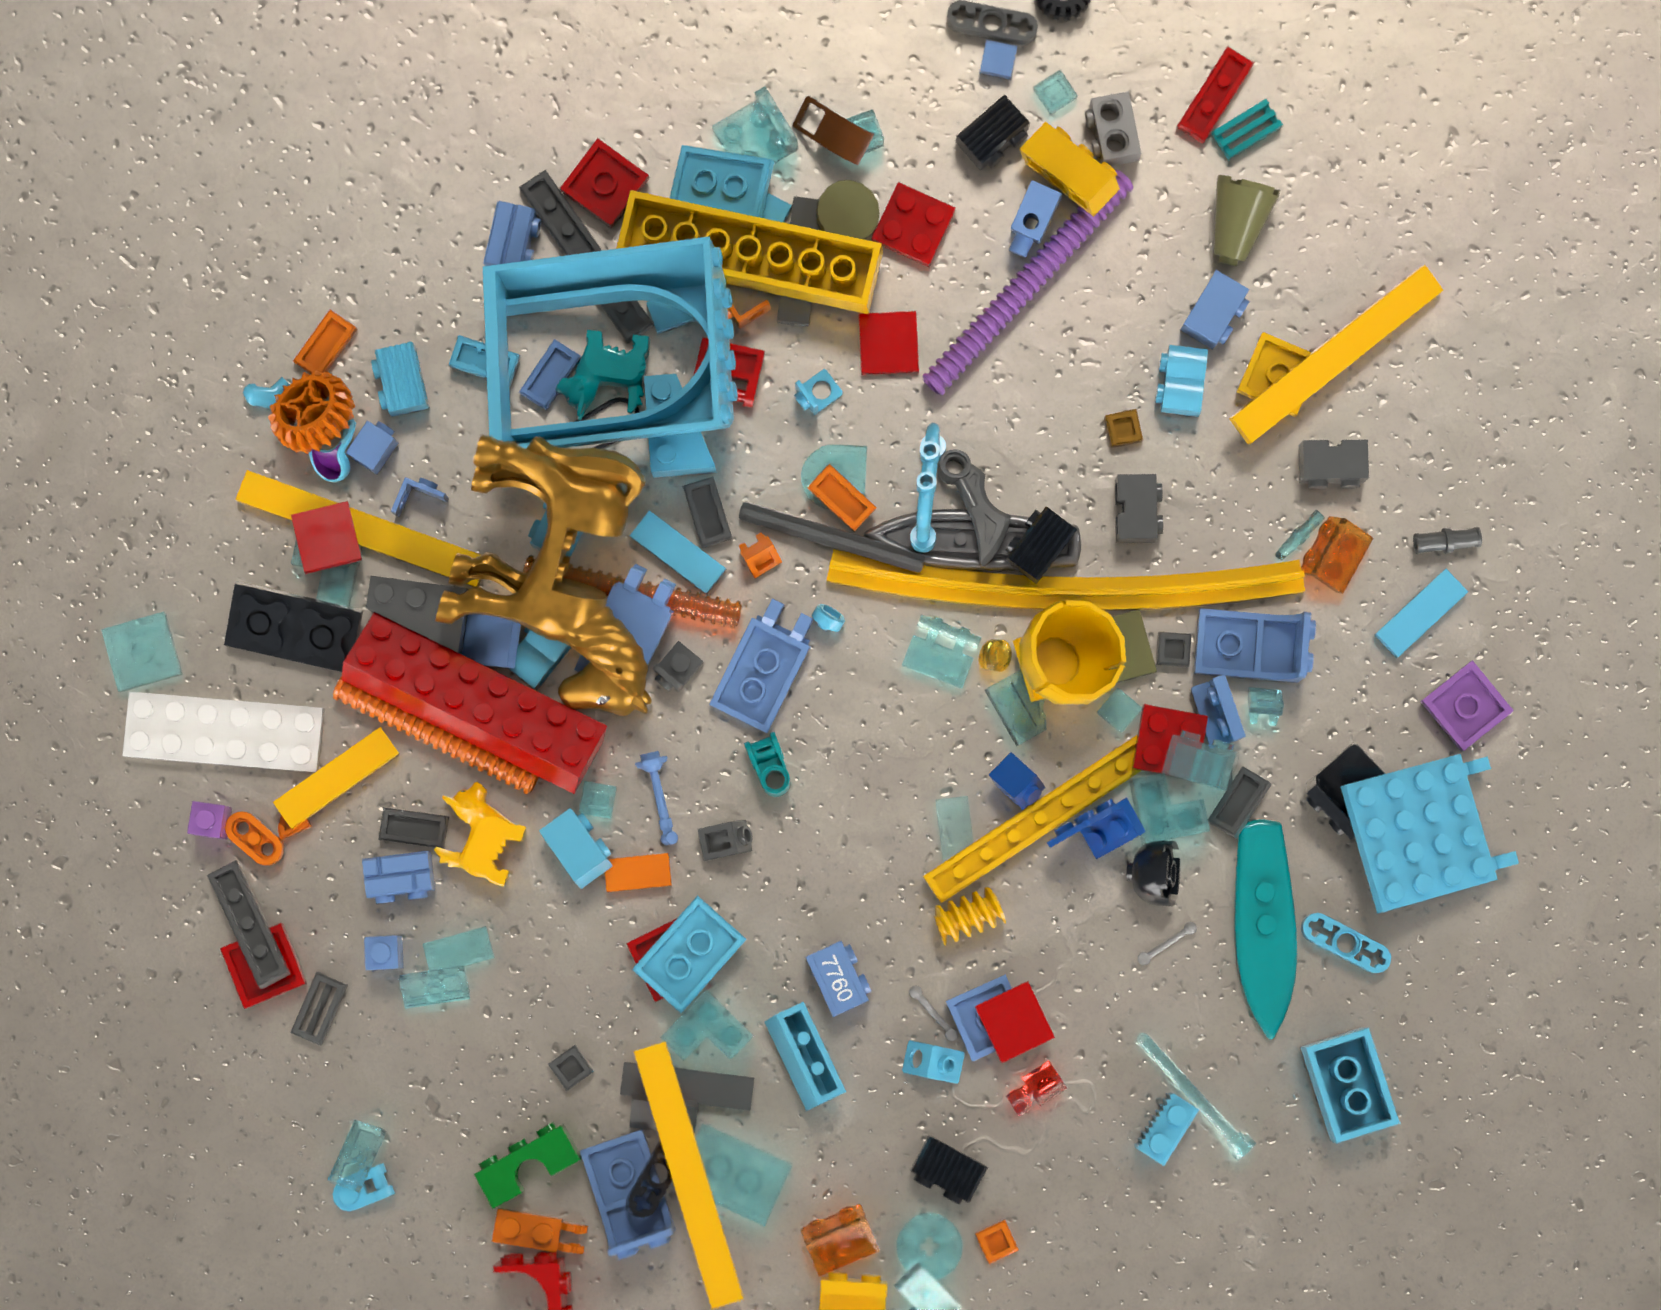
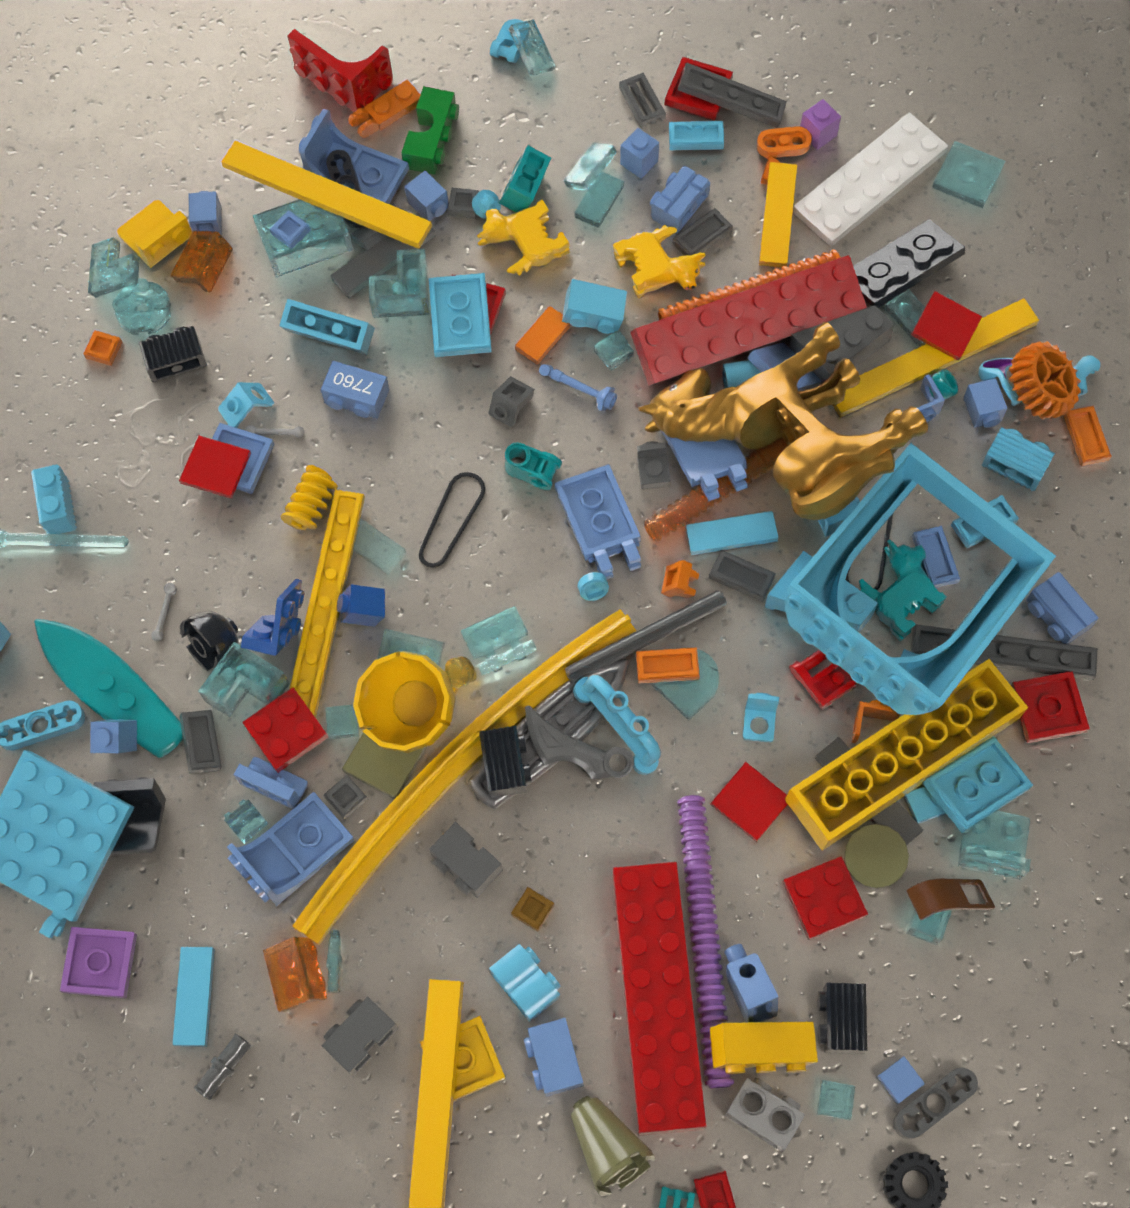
camera: 135 degrees right, 15 degrees down
(316, 922) = (696, 135): none -> medium azure plate
(382, 496) = (945, 383): none -> teal tile
(505, 1024) = (525, 179): none -> teal brick
(554, 975) = (528, 233): none -> yellow animal
(556, 1042) = (485, 201): none -> medium azure tile
(597, 1099) = (427, 196): none -> medium blue brick
(751, 1171) = (290, 229): none -> medium blue tile
(793, 1283) = (205, 211): none -> medium blue brick
(869, 775) = (455, 478): none -> black piece
(1039, 1085) = (160, 449): clear red plate -> none
(1103, 275) = (658, 999): none -> red brick
(1201, 762) = (243, 725): clear light blue brick -> none
(1302, 867) = (113, 736): none -> medium blue brick

